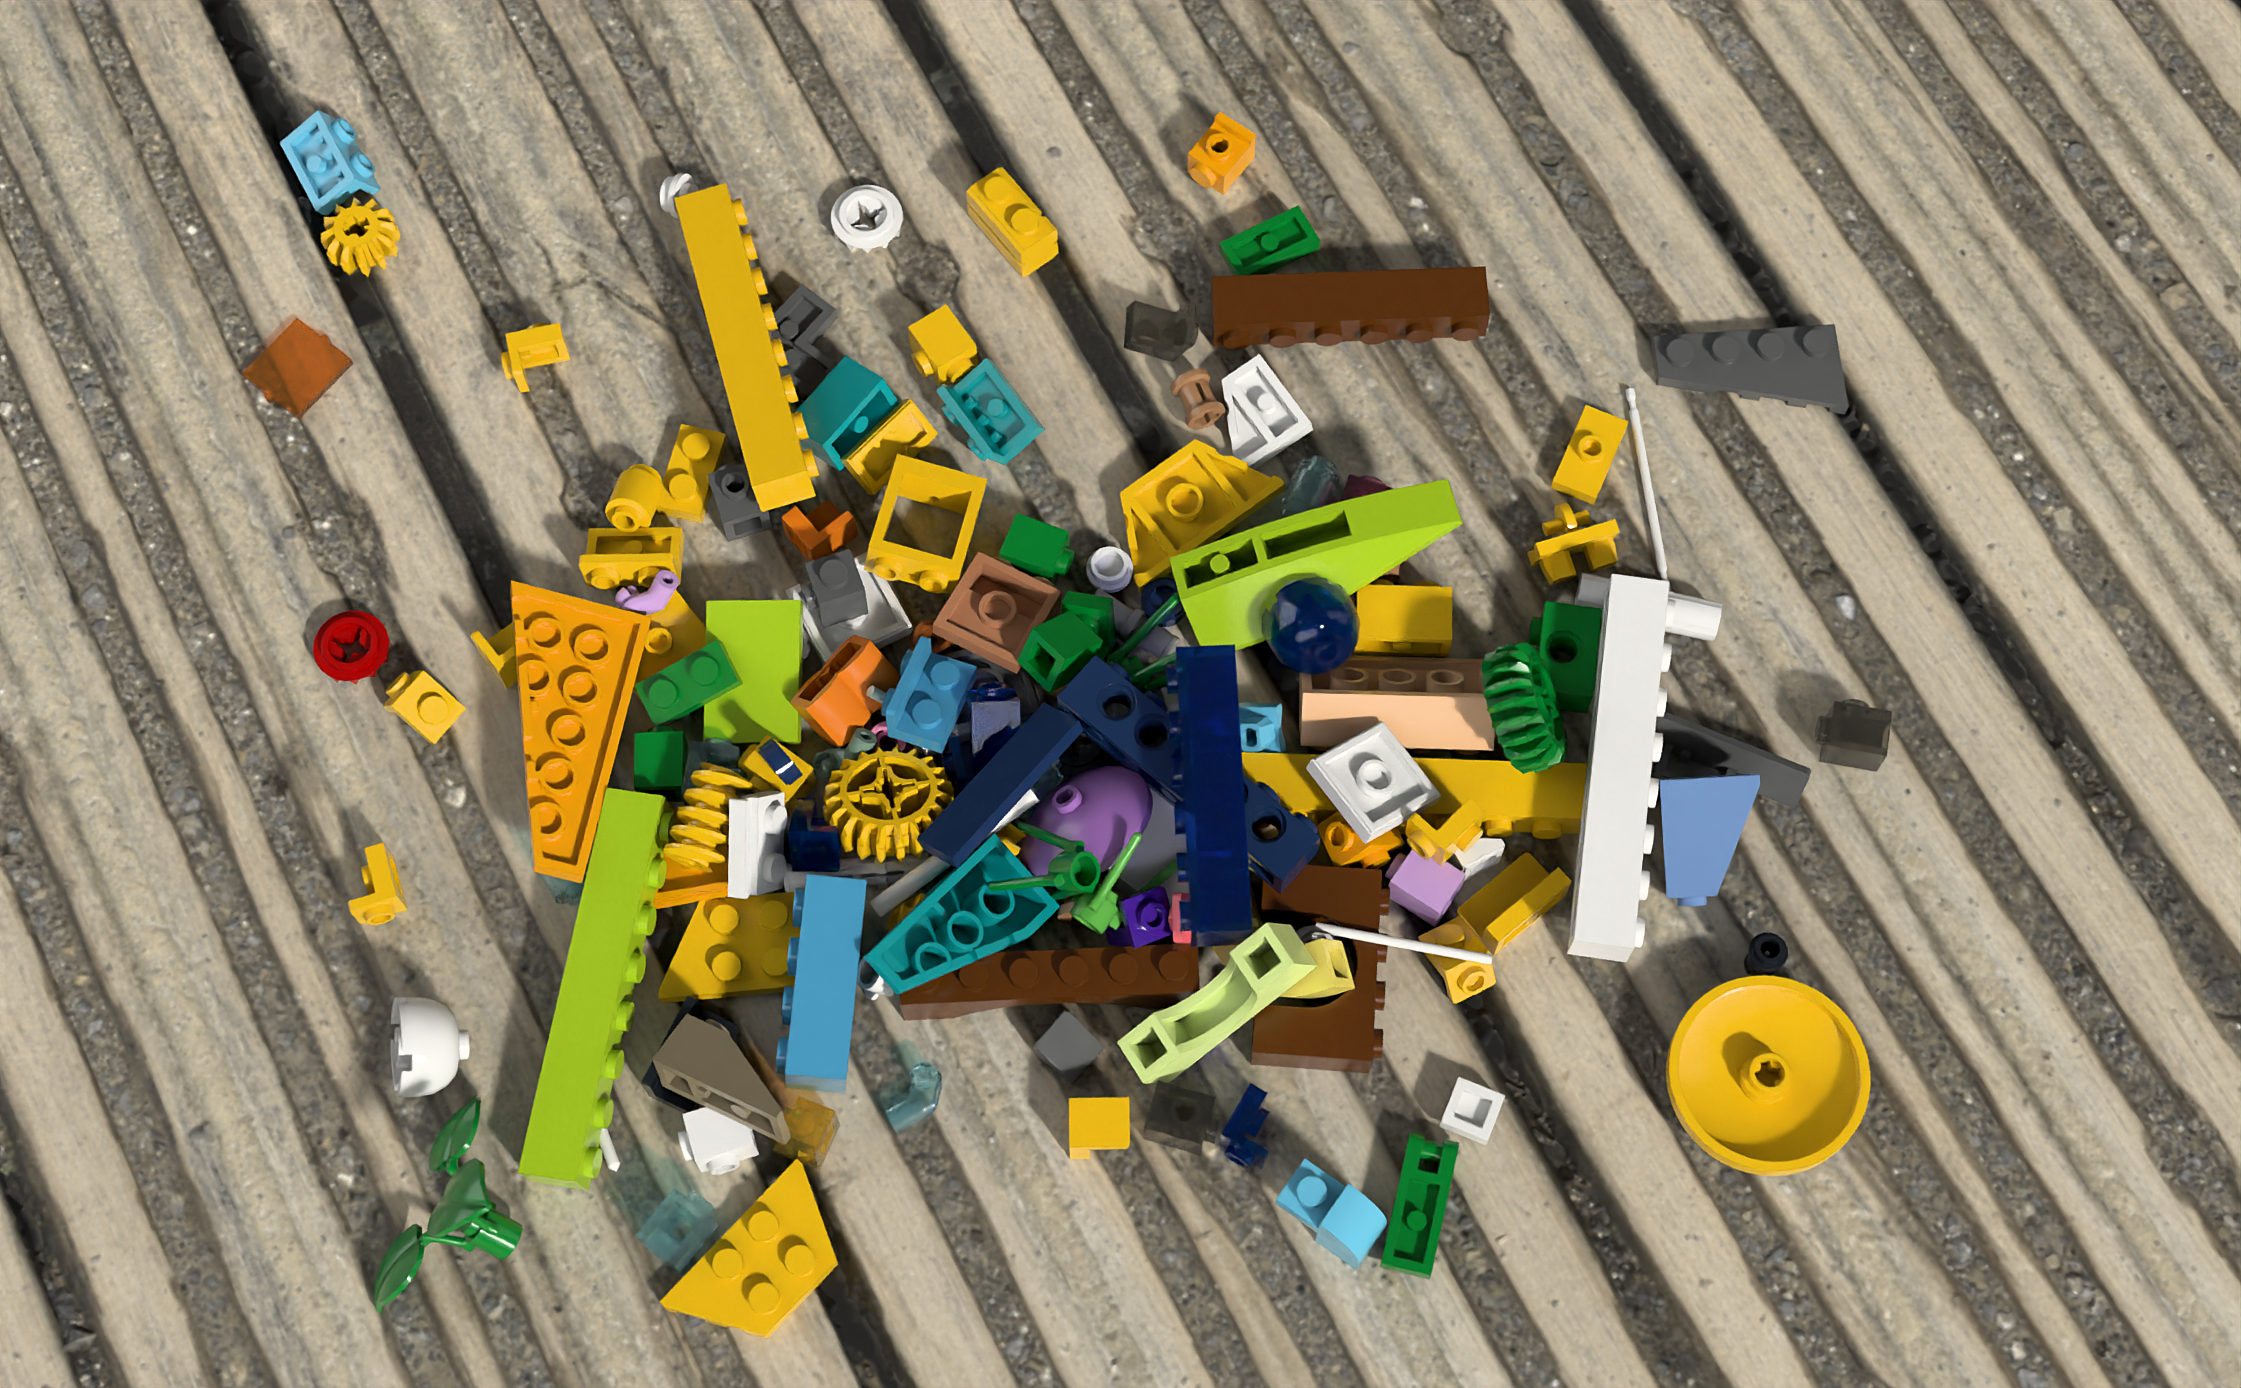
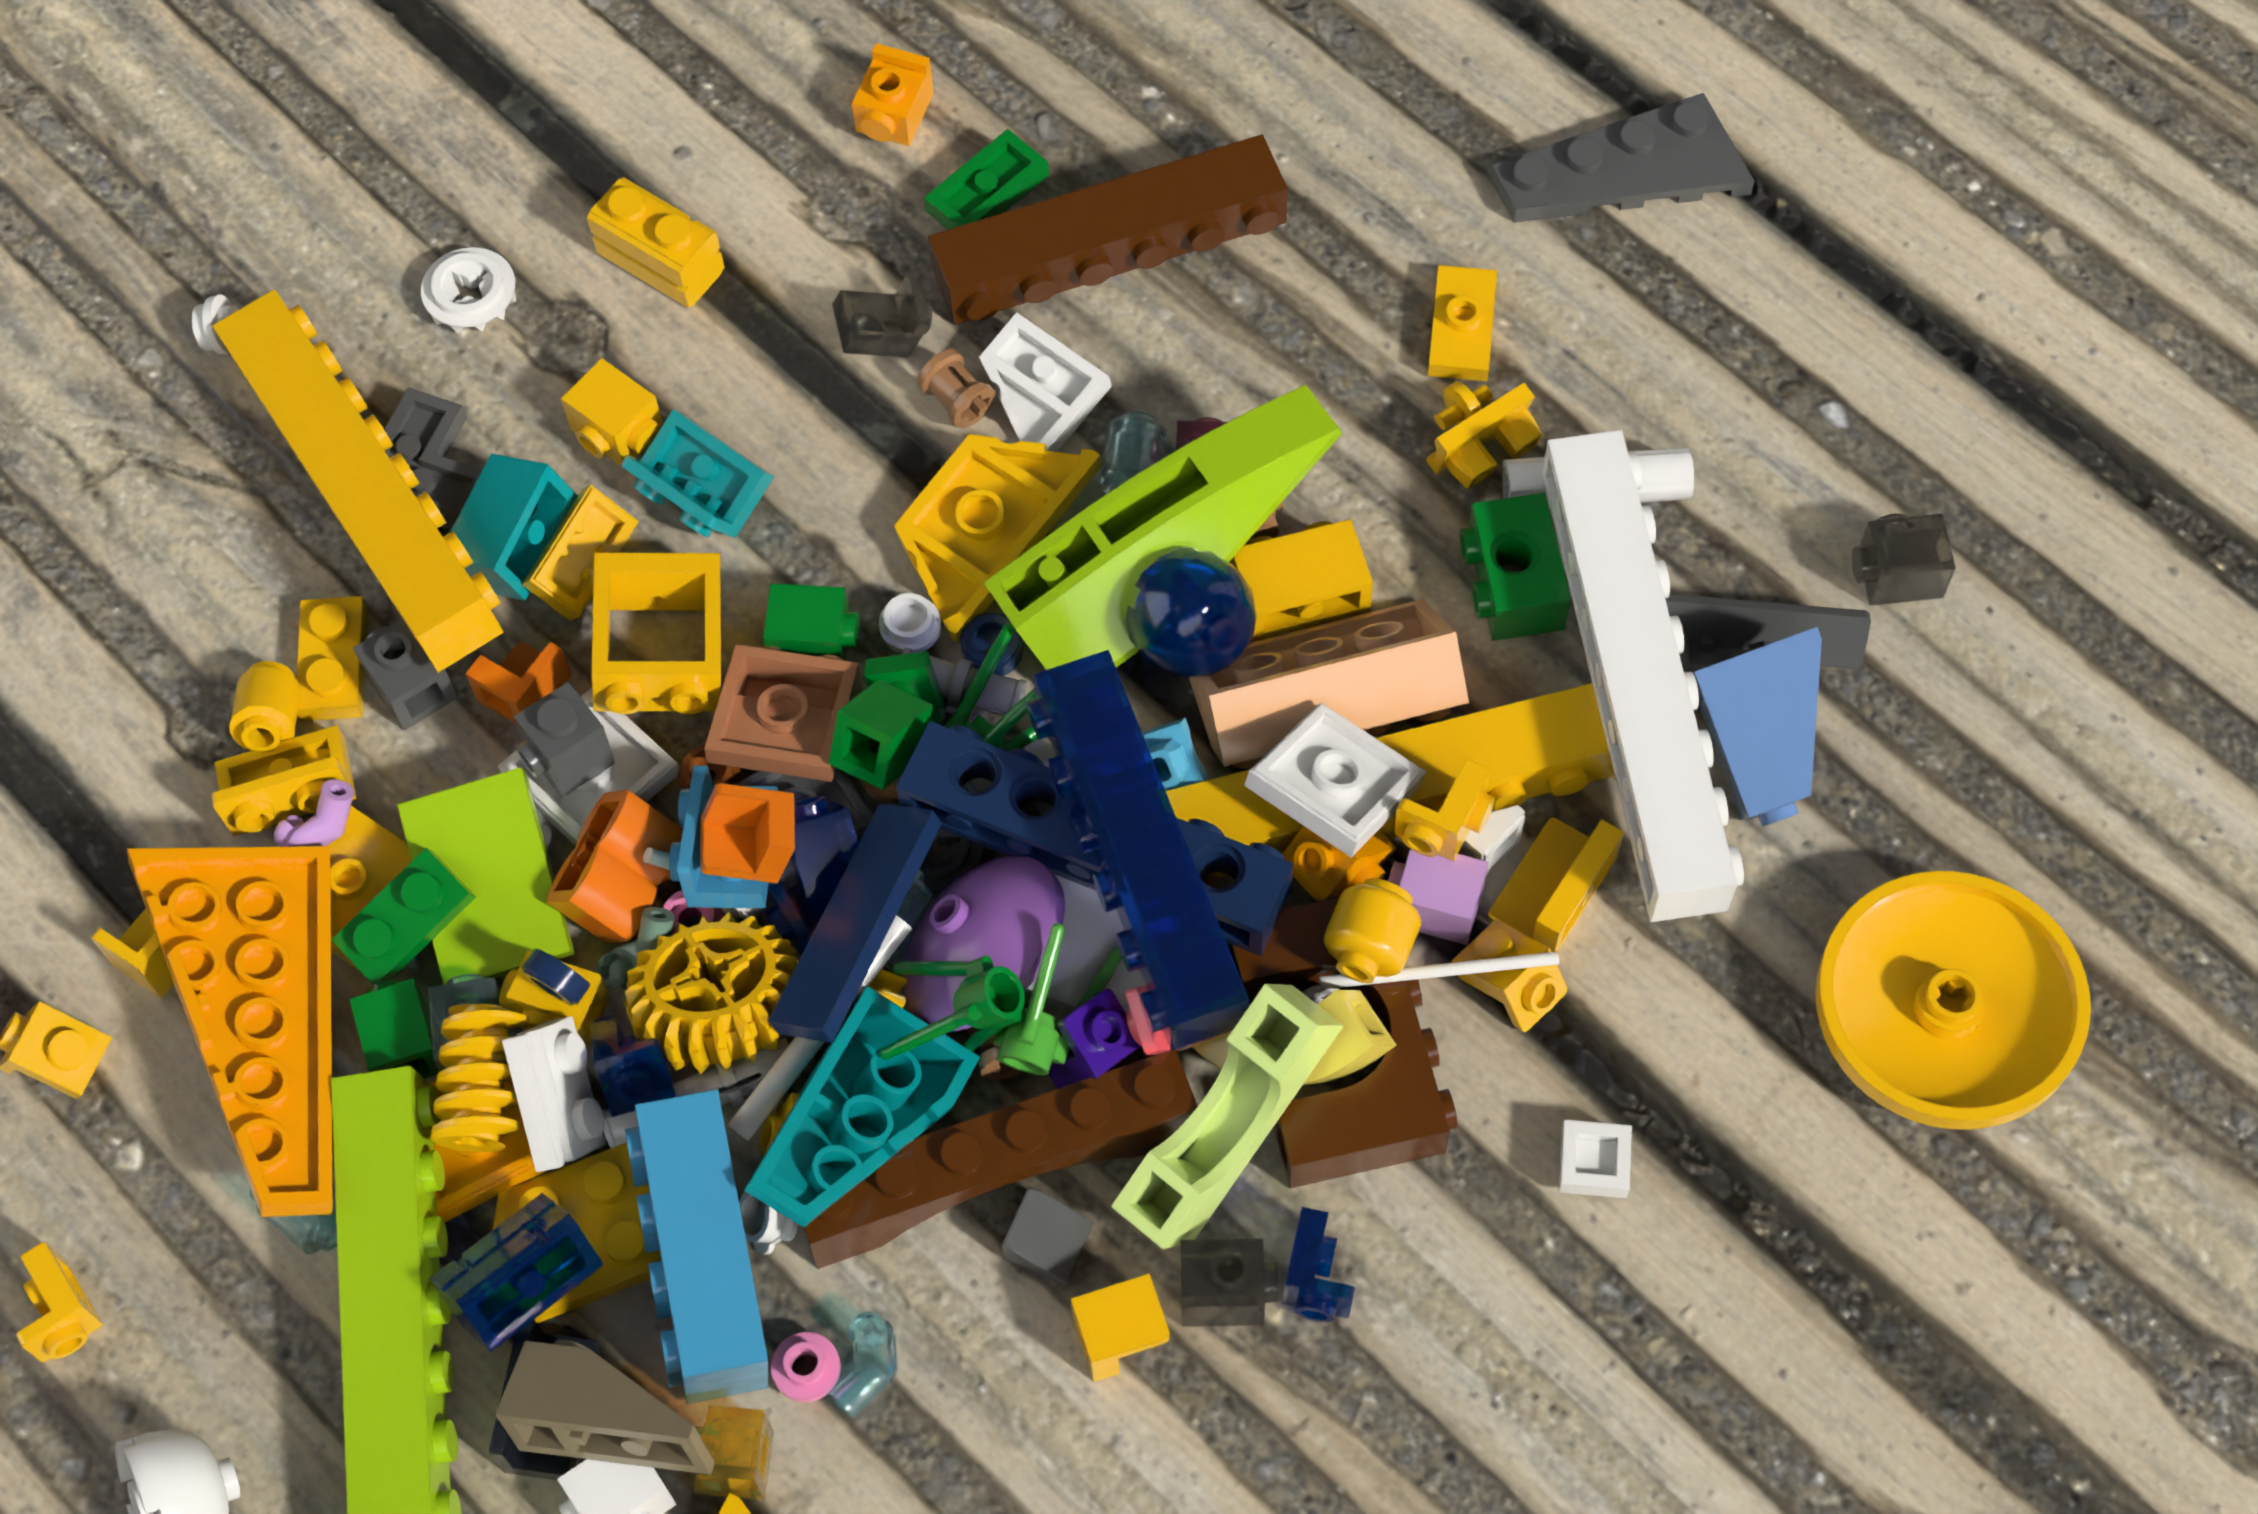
camera: 15 degrees left, 5 degrees down
(531, 348) = (78, 559): yellow bracket -> none
(694, 963) = (516, 1272): none -> brick
(874, 1102) = (811, 1386): none -> bright pink plate
(942, 699) = (747, 833): none -> orange panel
(1338, 1213) = (1474, 1341): medium azure brick -> none
(1362, 901) = (1372, 930): none -> yellow head
(1419, 1207) = (1570, 1302): green plate -> none
(1524, 707) = (1494, 632): green gear -> none
(1647, 485) = (1541, 335): white piece -> none
(1758, 946) = (1895, 851): black pin -> none

